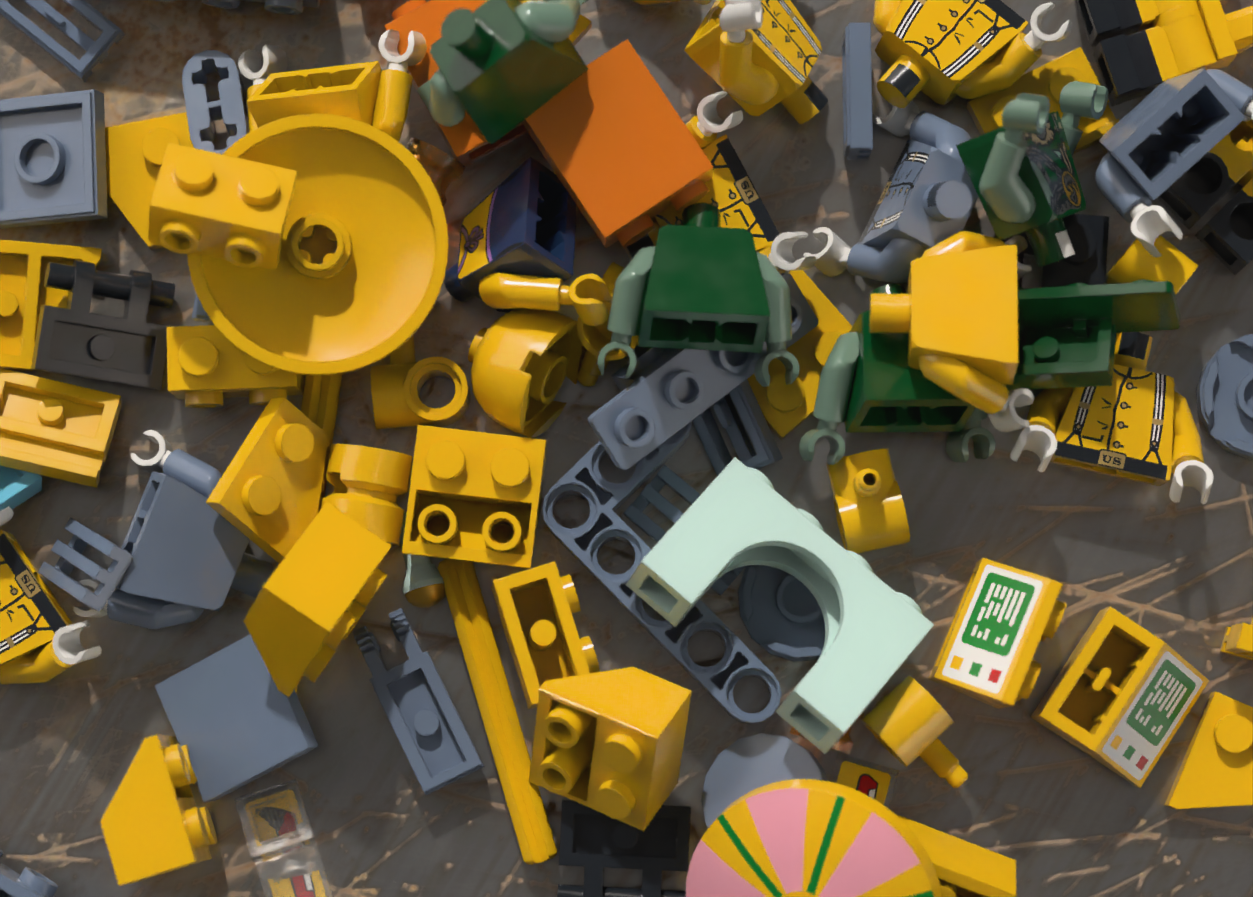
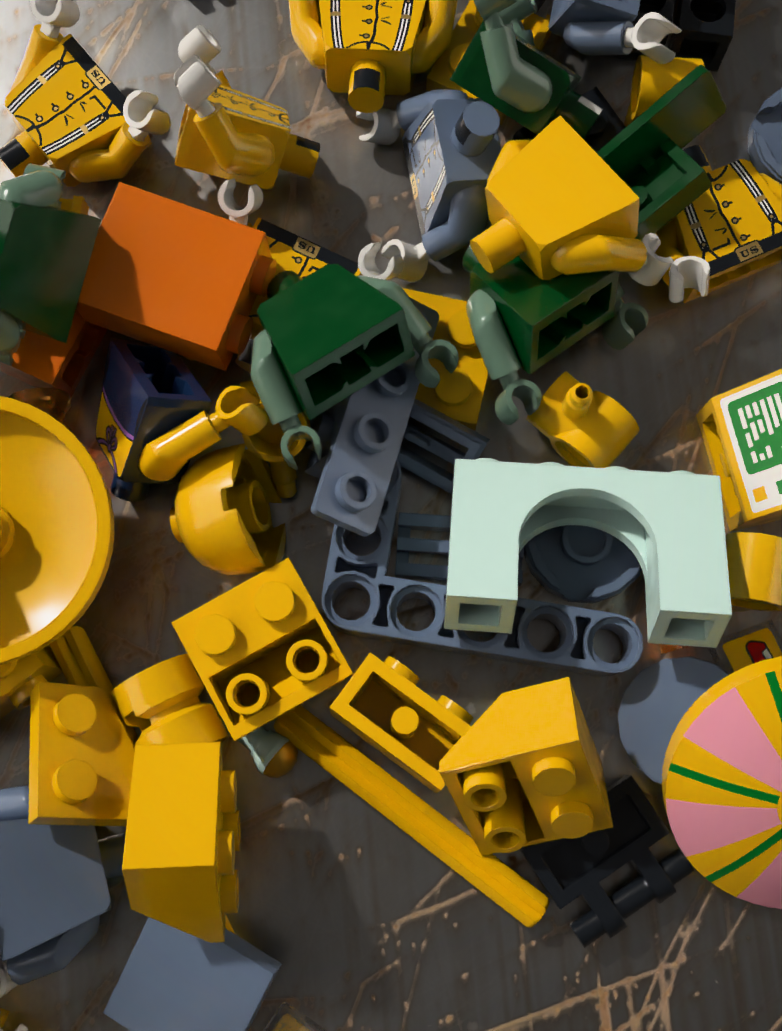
camera: 35 degrees left, 5 degrees down
(398, 388) = (136, 603): yellow piece -> none
(420, 709) = (345, 862): sand blue hinge -> none
(857, 91) = (337, 124): sand blue tile -> none

